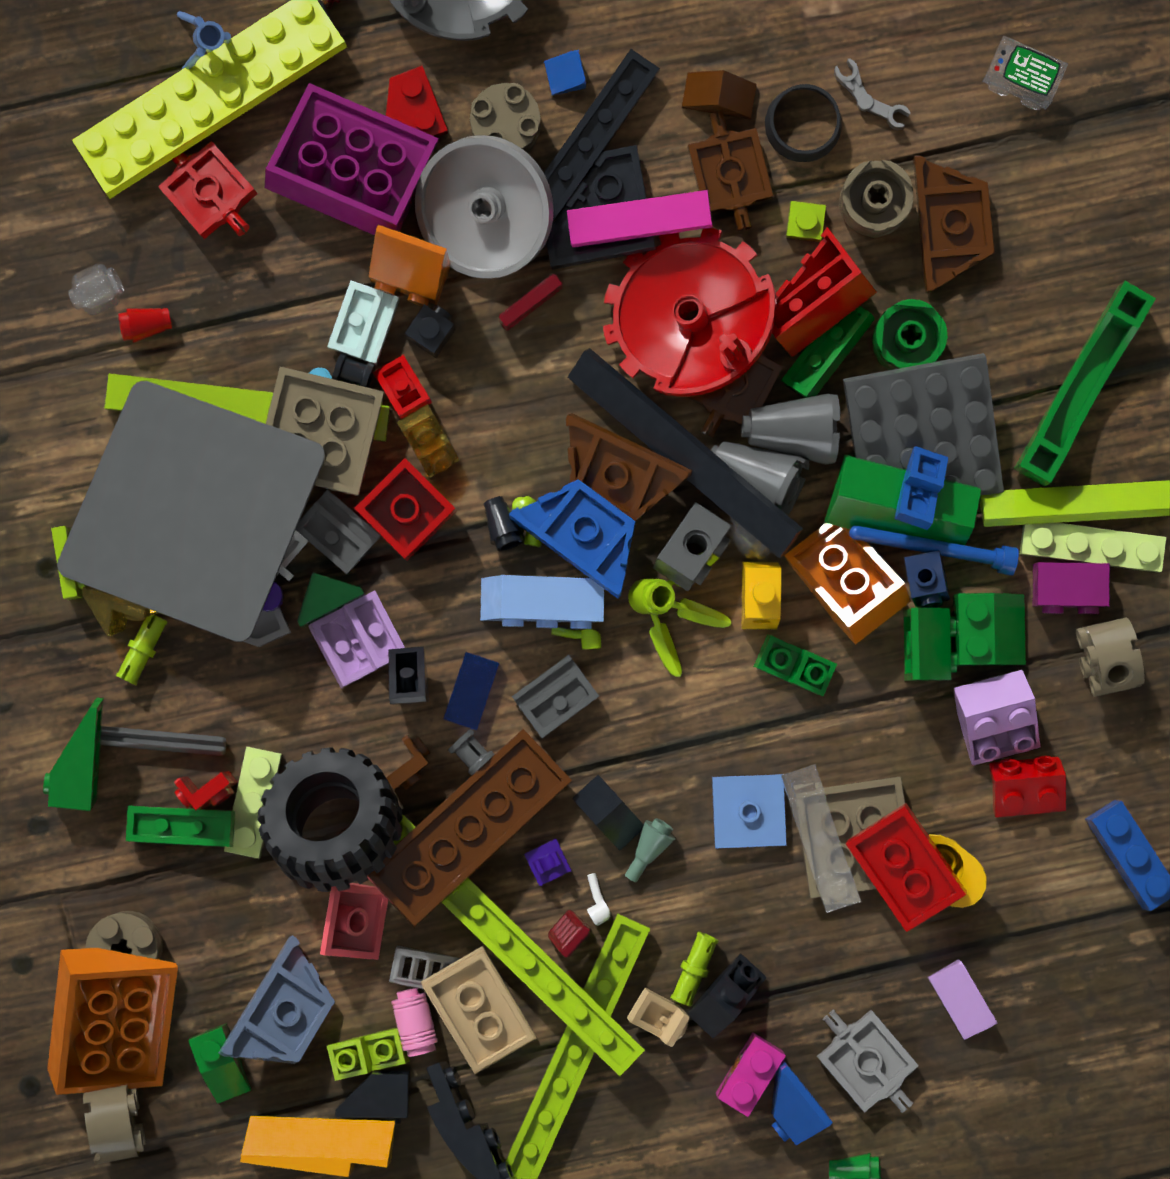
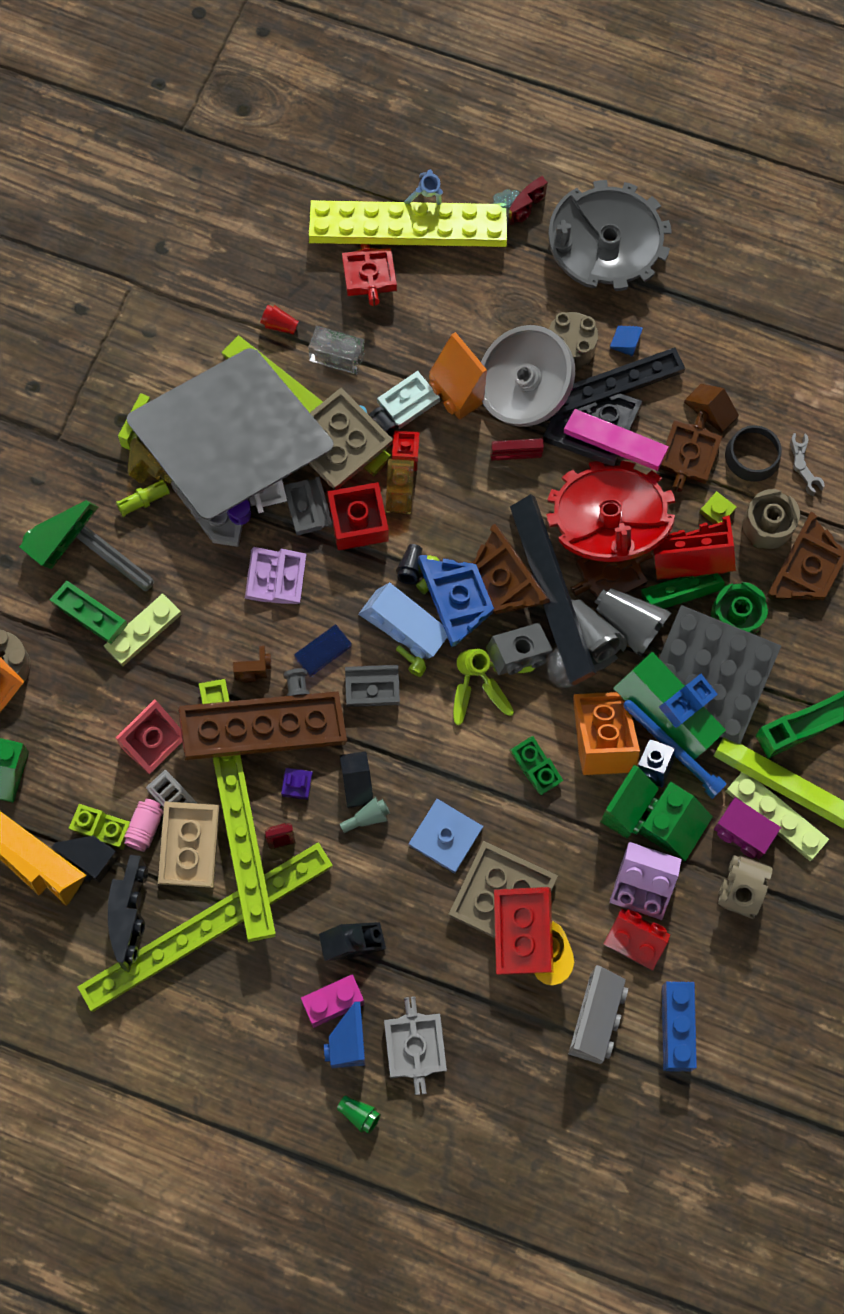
camera: 35 degrees right, 15 degrees down
(96, 289) = (265, 284): clear head -> none
(213, 792) = (120, 600): red bracket -> none
(238, 317) = (336, 350): none -> clear brick
(282, 1011) = (66, 762): sand blue wing -> none
(309, 785) = (181, 636): black tyre -> none
(325, 597) = (272, 536): dark green slope -> none
(349, 161) = (461, 300): magenta slope -> none
(407, 676) = (288, 612): black slope -> none
(414, 103) = (518, 305): red wing -> none
(431, 329) = (445, 427): black brick -> none
(599, 912) = (308, 836): white hand -> none
(659, 1017) = (299, 924): tan bracket -> none
(694, 968) = (343, 910): lime pin -> none
(761, 595) = (543, 705): yellow torso -> none
(820, 838) = (480, 876): clear slope -> none
(962, 999) = (504, 1048): lavender slope -> none
(1041, 902) = (598, 1016): none -> light grey slope

